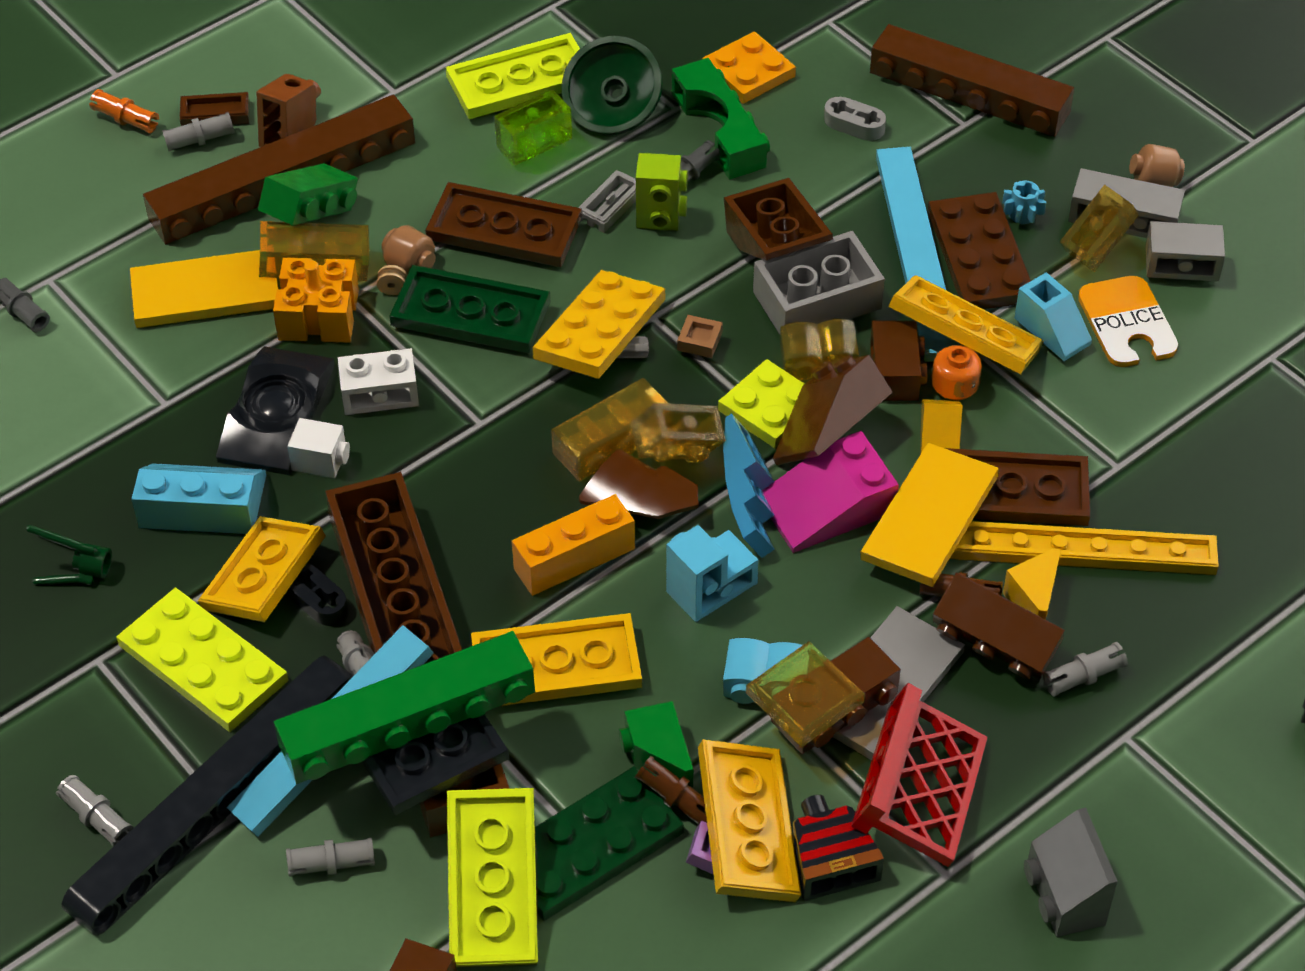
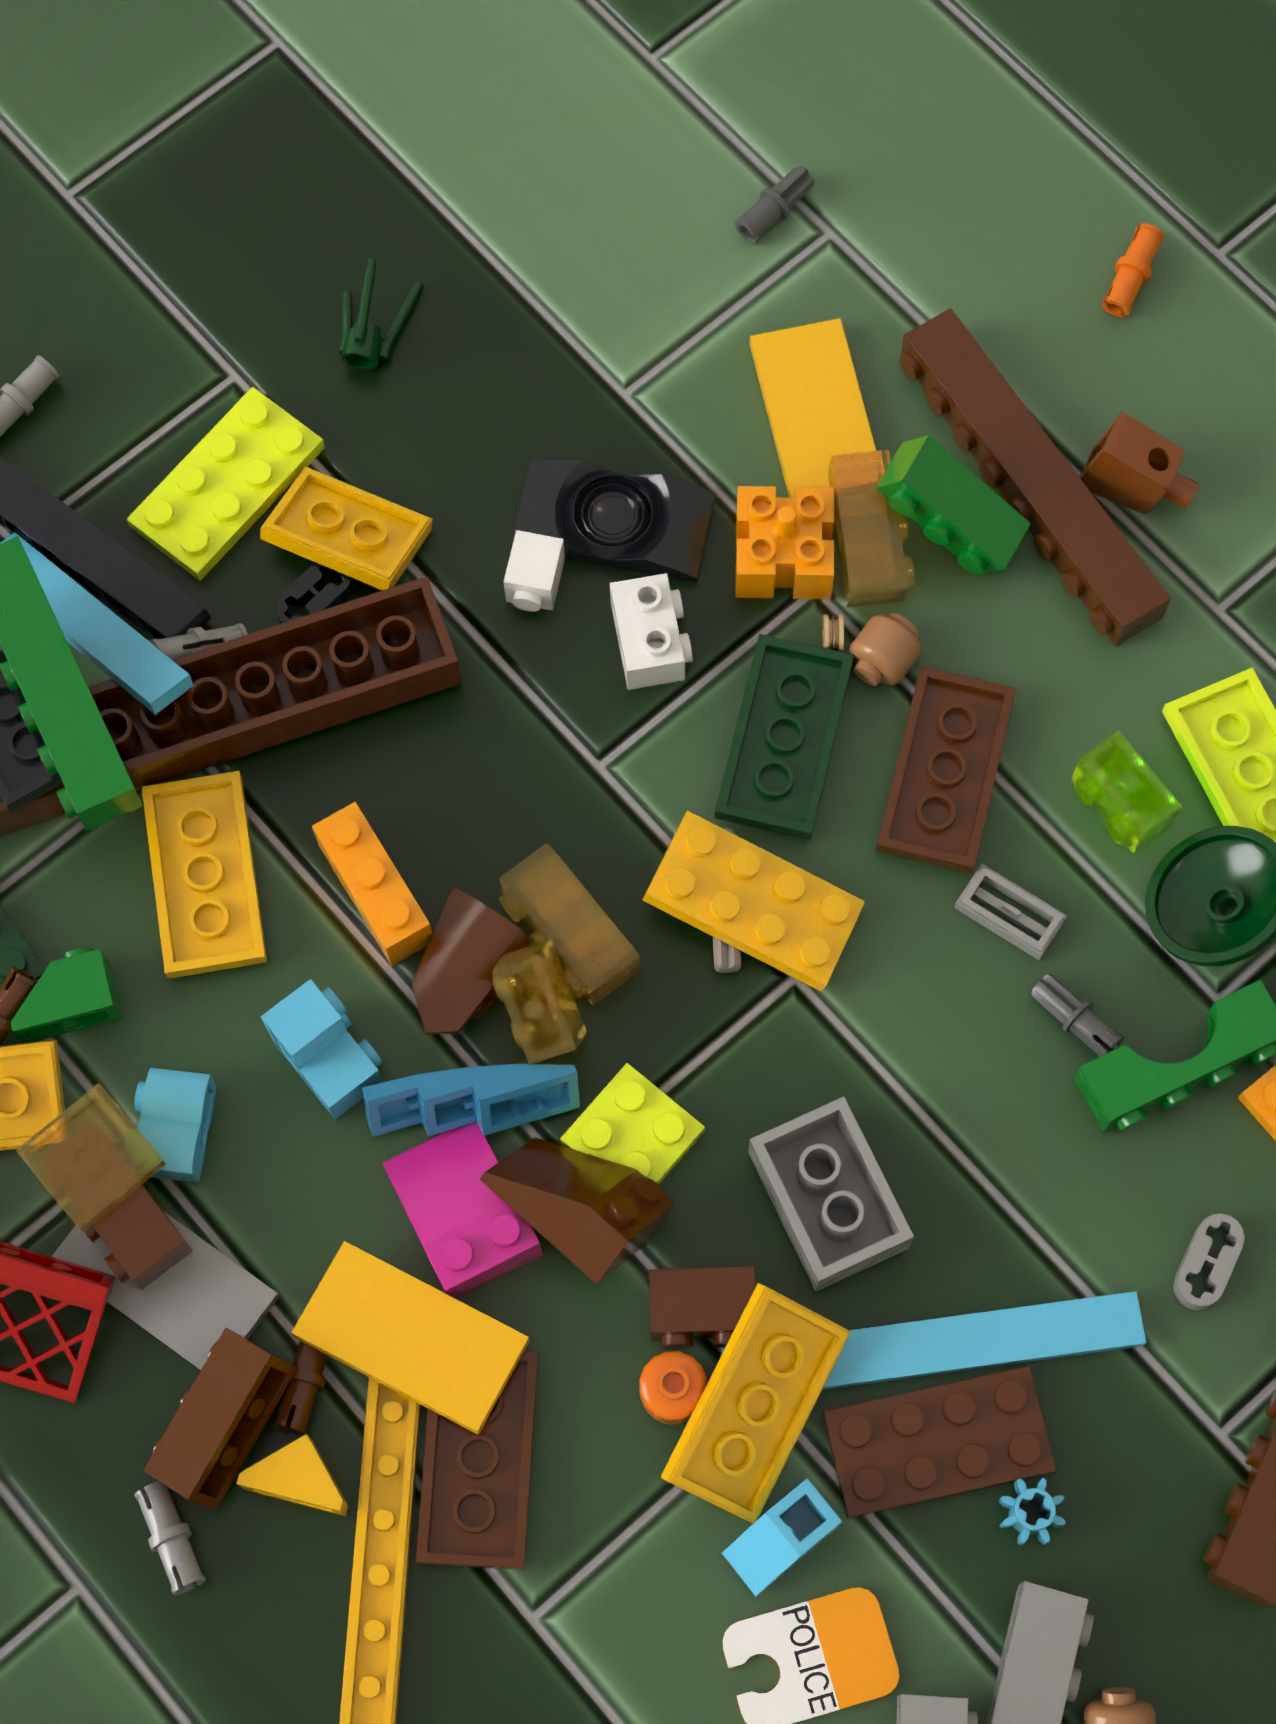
camera: 90 degrees right, 20 degrees up
(197, 498) = (466, 445): medium azure slope -> none
(198, 131) = (1100, 366): light grey pin -> none
(214, 105) = (1154, 382): reddish brown tile -> none
(659, 191) = (994, 967): lime brick -> none
(700, 336) = (744, 1036): medium nougat plate -> none
(773, 220) = (930, 1130): reddish brown slope -> none
(811, 344) = (719, 1198): clear yellow brick -> none
(941, 423) = (590, 1365): yellow slope -> none
(1099, 228) = (953, 1617): clear yellow brick -> none

